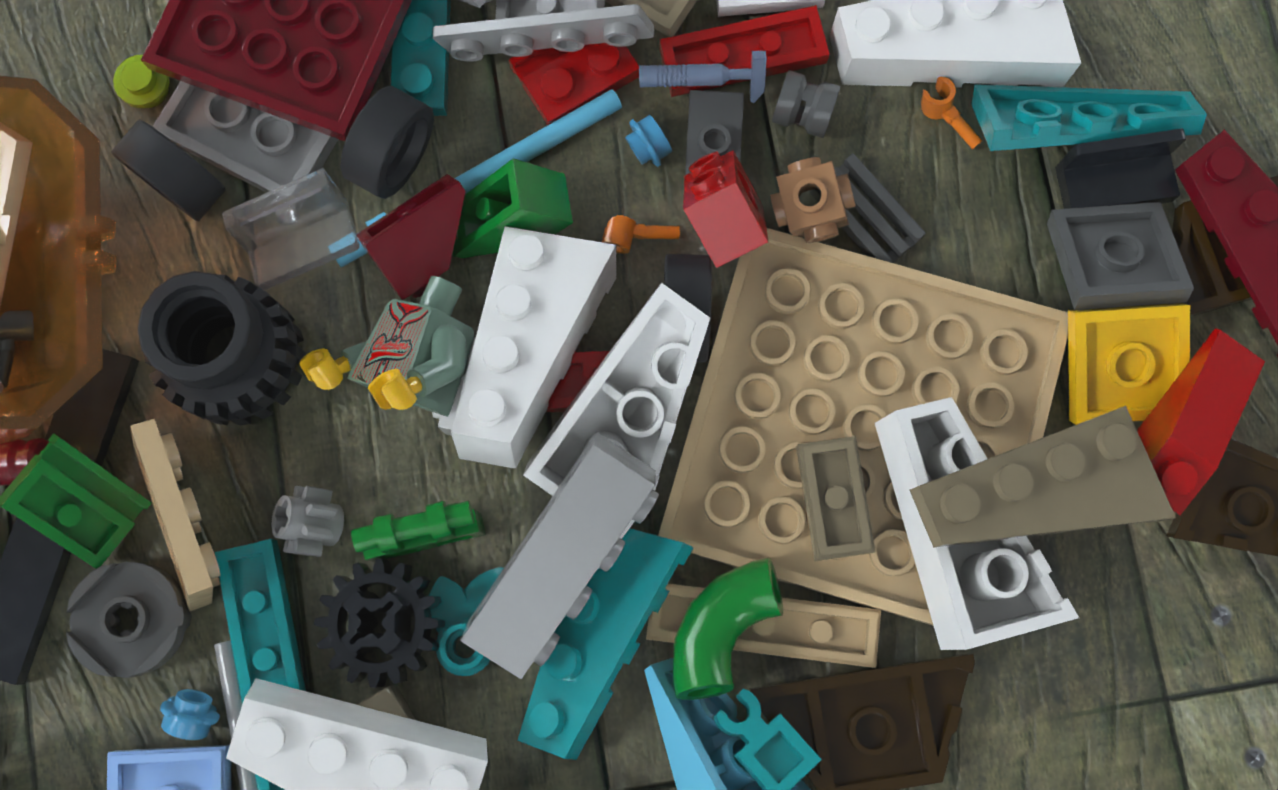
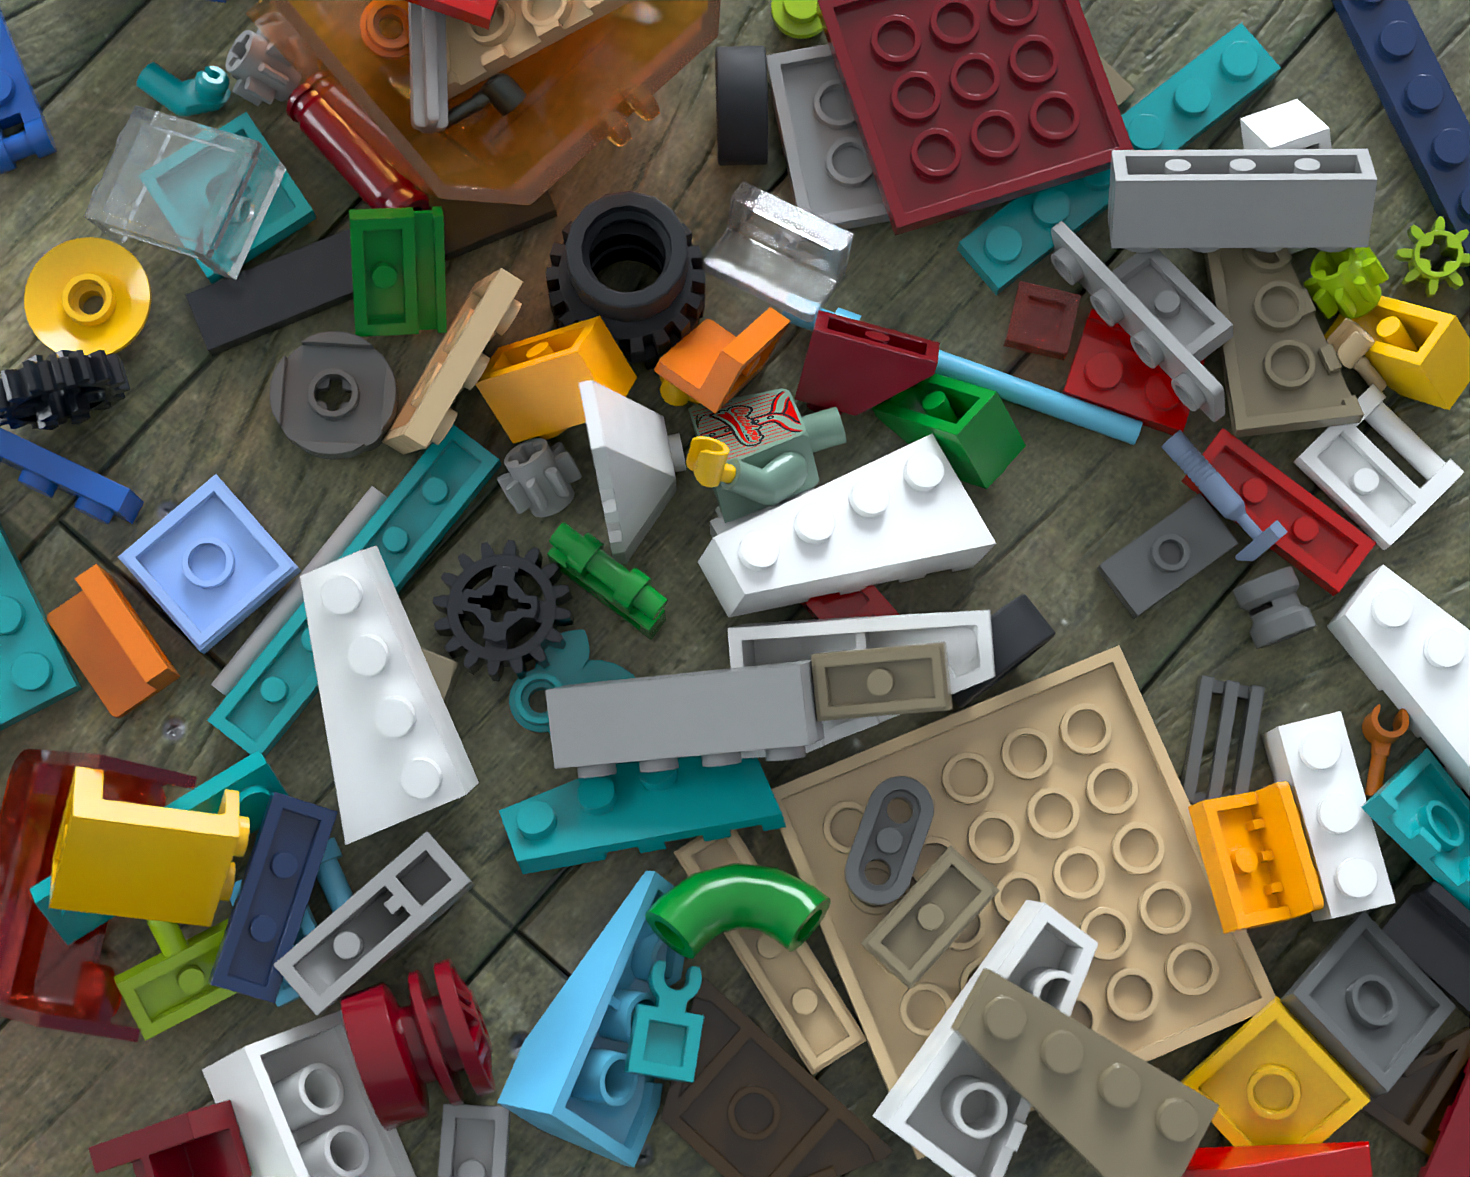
camera: 45 degrees right, 0 degrees up
(189, 715) = (299, 515): dark azure plate -> none
(248, 453) = (537, 379): none -> light orange brick
(335, 333) = (716, 364): none -> orange panel
(348, 447) = (632, 464): none -> white wedge
(386, 142) = (923, 268): black tyre -> none
(489, 97) = (1042, 320): none -> clear red plate
(622, 230) = (1018, 537): orange hand -> none
(648, 141) = (1120, 494): dark azure plate -> none
(650, 397) = (881, 681): none -> dark tan plate
(724, 207) = (1109, 610): brick -> none
(762, 483) = (889, 842): none -> dark grey plate
(816, 221) = (1189, 707): medium nougat brick -> none
(968, 246) = (1256, 858): none -> light orange bracket
(975, 183) = (1329, 795): none -> white brick

